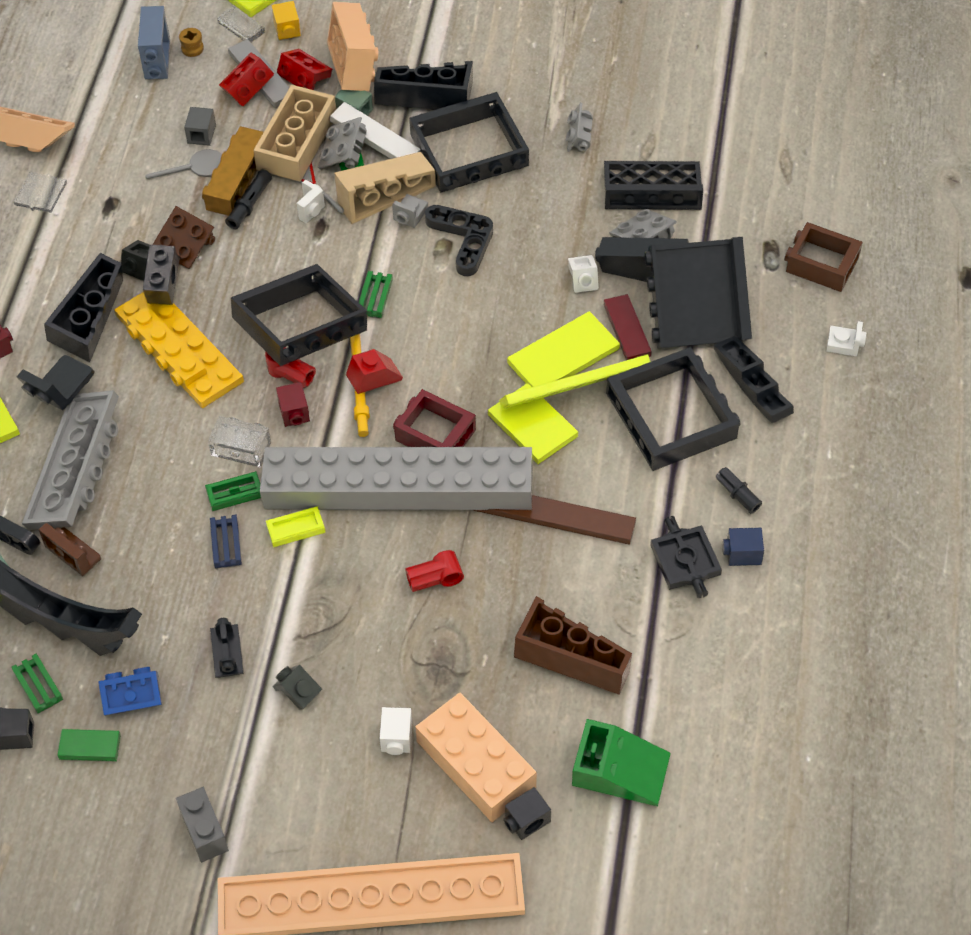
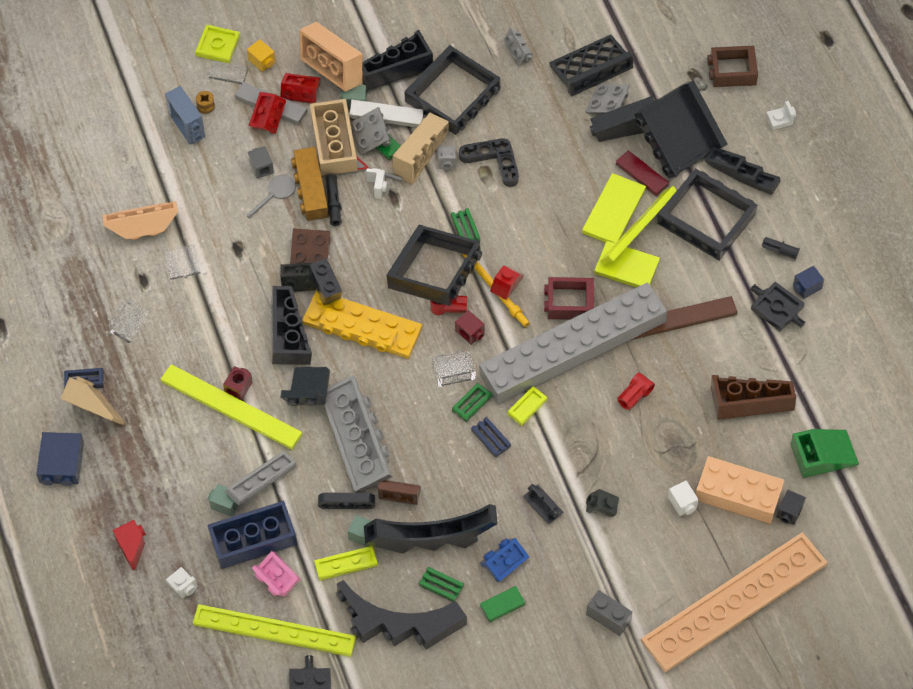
camera: 30 degrees left, 5 degrees up
(583, 273) = (591, 147): white bracket -> none

